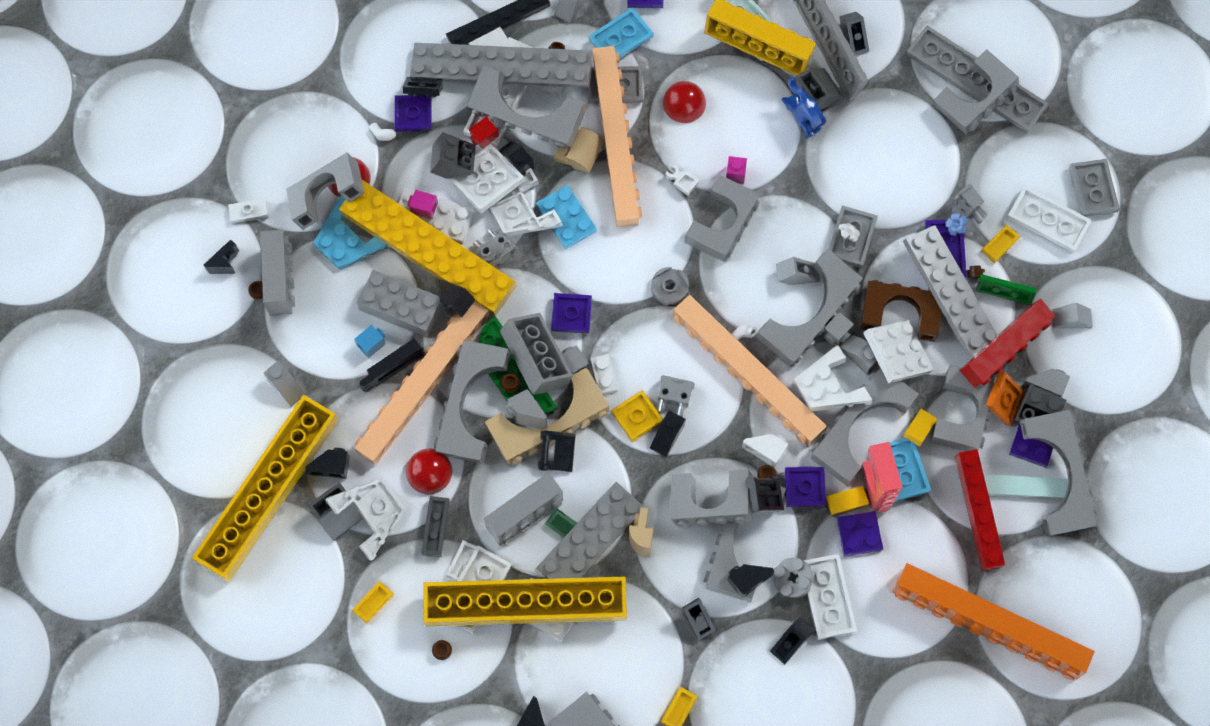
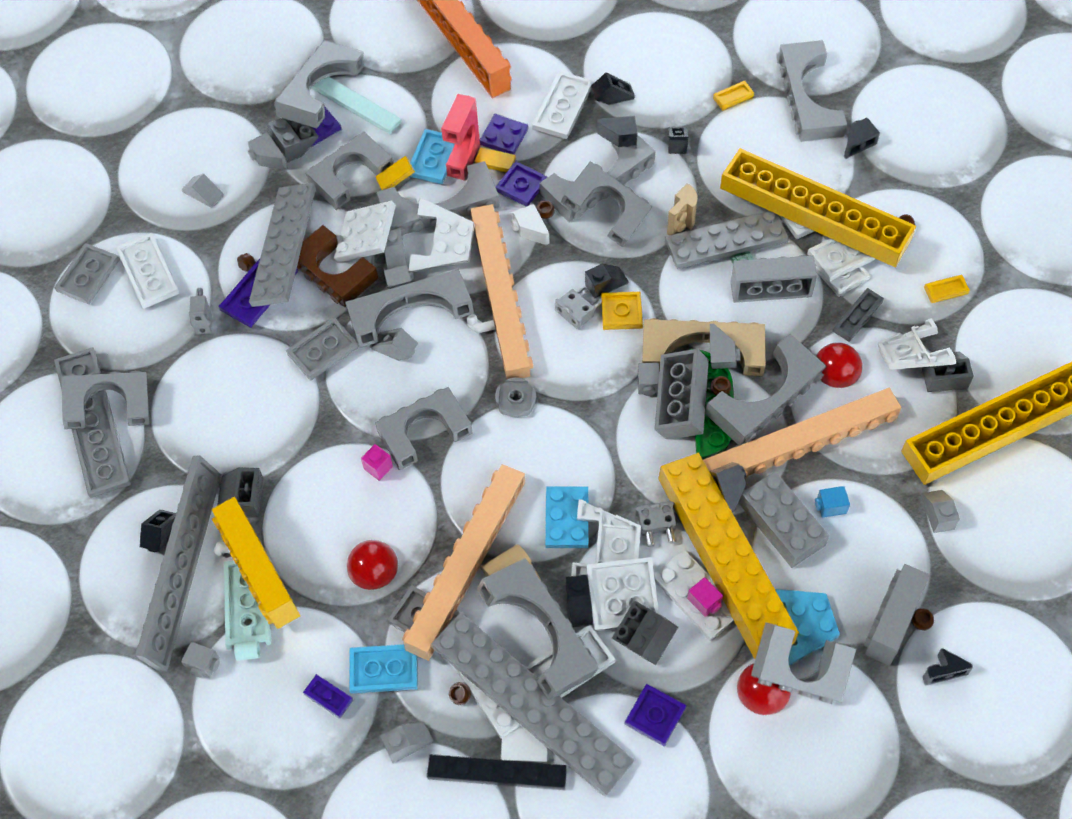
camera: 145 degrees left, 10 degrees down
(248, 210) = (892, 712): white plate -> none
(330, 464) = (929, 412): black slope -> none
(382, 134) = (702, 711): white arm -> none
(391, 365) = (823, 466): black hinge -> none
(417, 87) = (632, 728): black plate -> none
(483, 133) = (598, 635): red brick -> none
(487, 257) = (665, 515): light grey plate -> none
(563, 451) = (713, 310): black plate -> none
(571, 313) = (622, 423): dark purple plate -> none
(604, 374) = (627, 359): white plate -> none
(683, 181) = (432, 483): white plate -> none
(765, 500) = (563, 174): black plate -> none
(803, 582) = (582, 117): light grey plate -> none
(805, 109) = (271, 472): blue animal -> none
(849, 231) = (323, 345): white plant -> none
(956, 224) = (228, 300): medium blue plant -> none
(979, 510) = (400, 94): red brick -> none
(1000, 244) = (204, 276): yellow tile -> none
(1005, 398) = (306, 158): orange plate -> none
(1006, 289) = (235, 234): green tile -> none
(1007, 343) = (273, 186): red brick -> none

